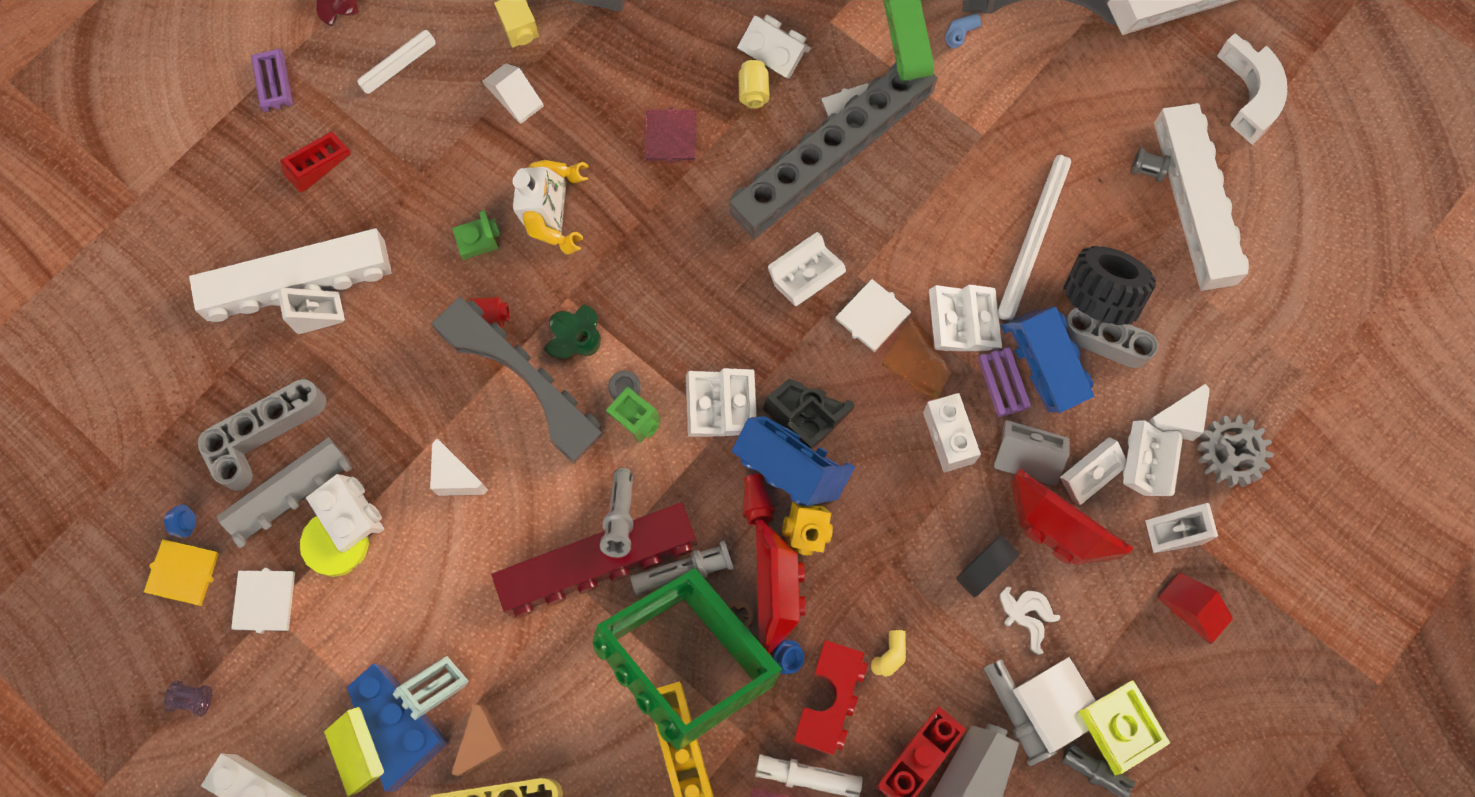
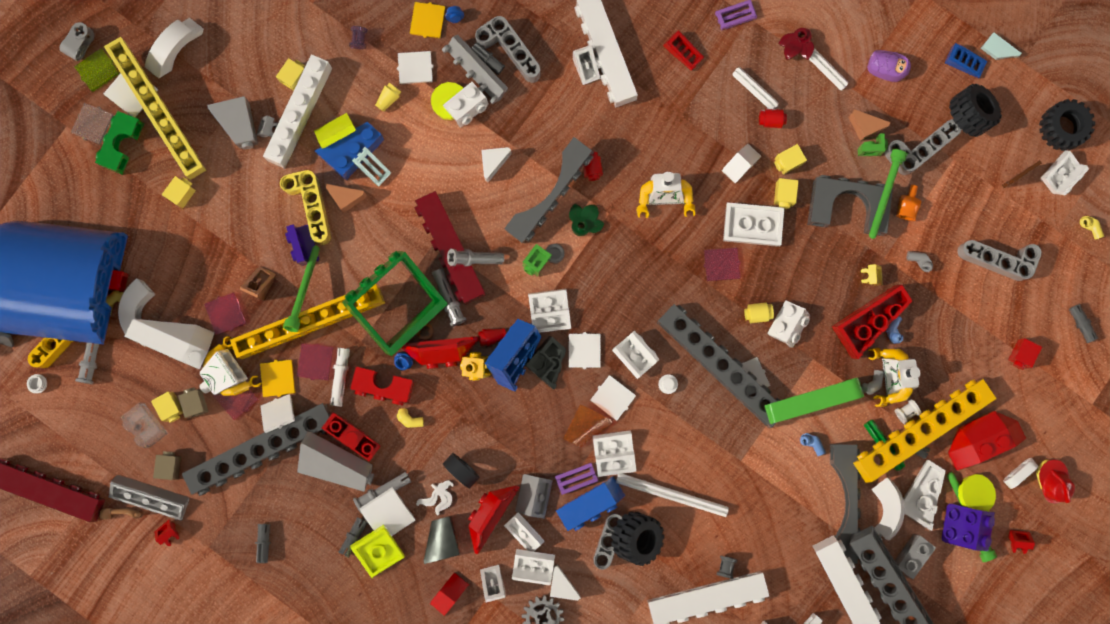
camera: 85 degrees right, 10 degrees up
(269, 469) = (488, 58): none -> dark grey axle
(307, 650) = (387, 97): none -> light yellow cone
(447, 40) = (772, 118): none -> red brick
(477, 236) = (642, 154): bright green bracket -> none
(569, 30) = (786, 193): none -> light yellow brick
(612, 81) = (753, 224): none -> white plate
(792, 353) = (584, 350): none -> white piece
(856, 227) = (668, 384): none -> white plate
(951, 432) = (540, 447): white brick -> none
(1106, 612) = (441, 541): none -> pearl dark grey slope

